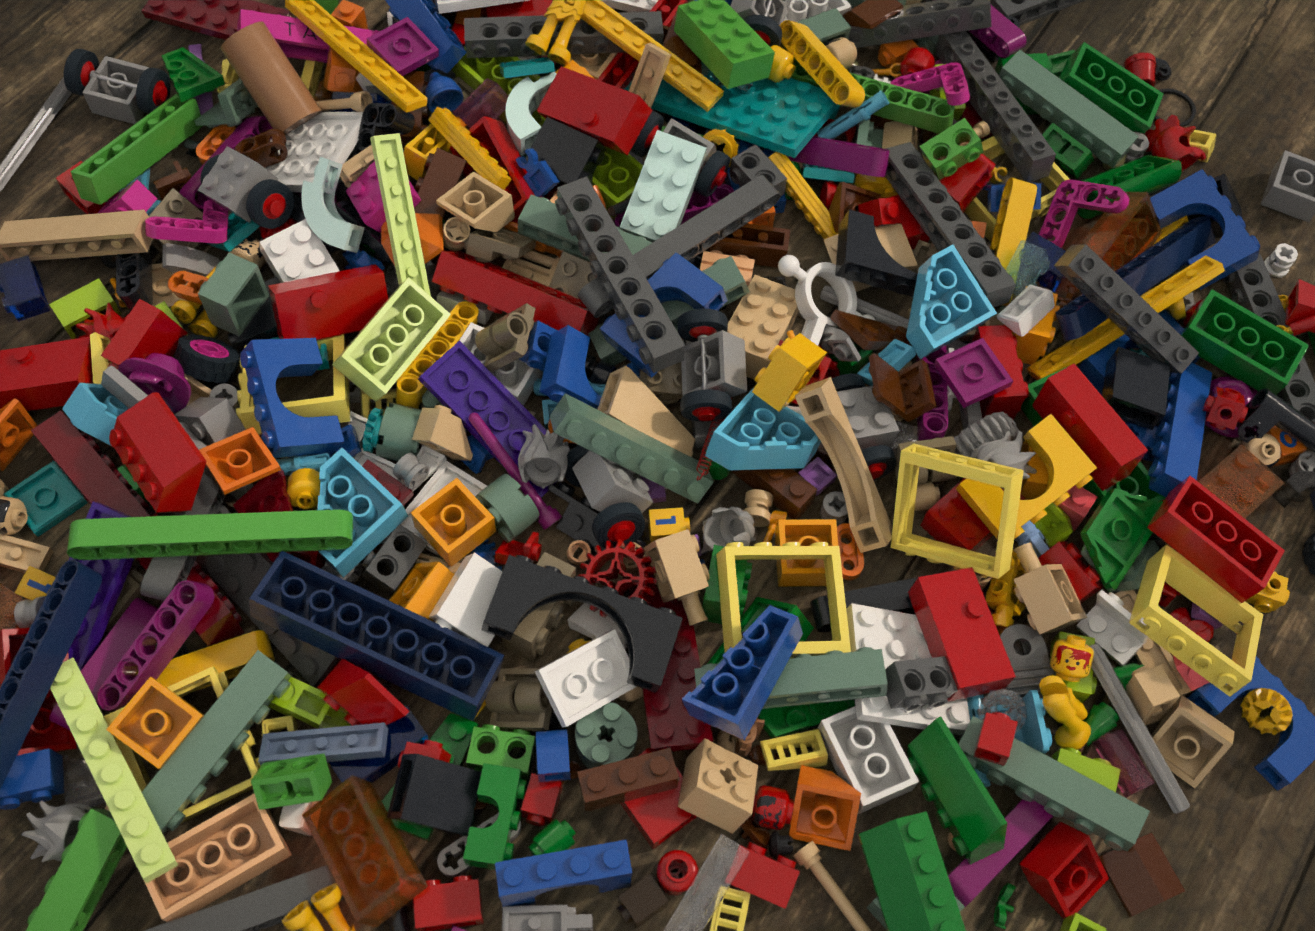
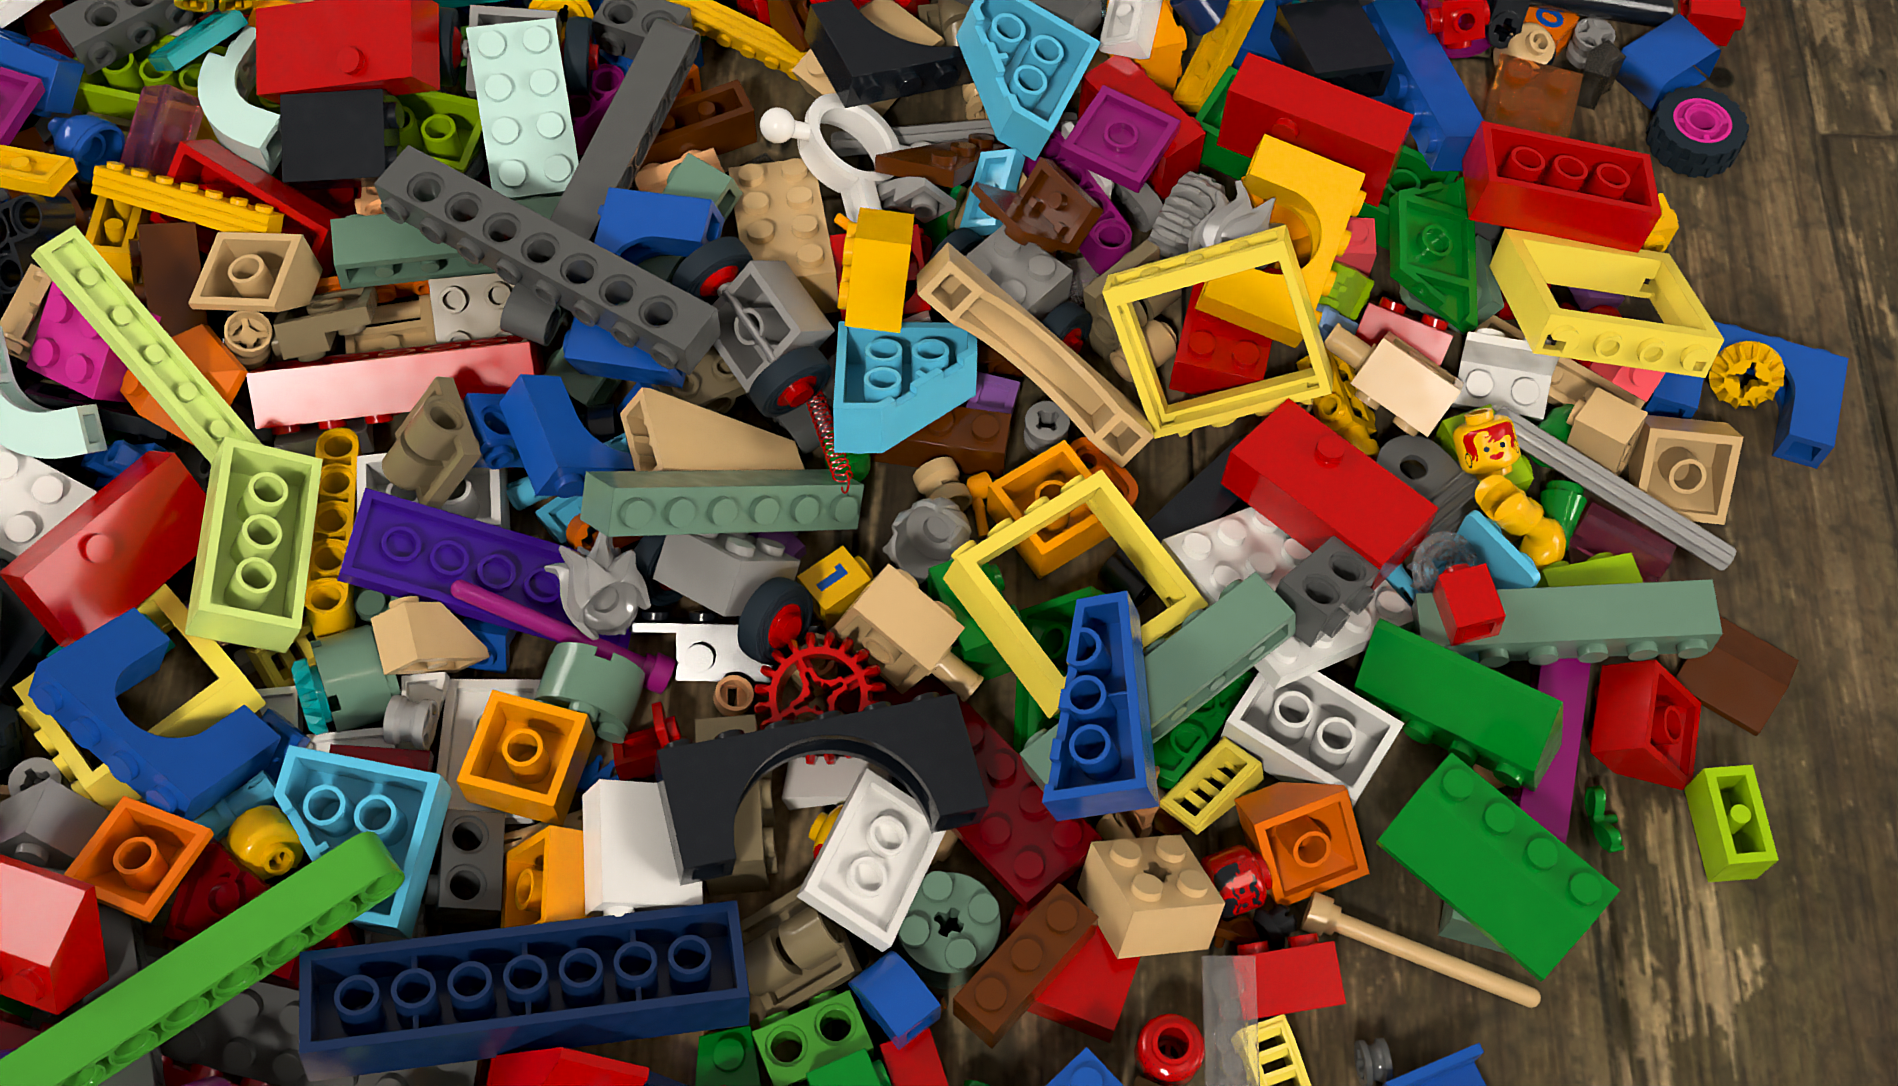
camera: 30 degrees left, 0 degrees up
(539, 175) = (322, 186): blue plate -> none

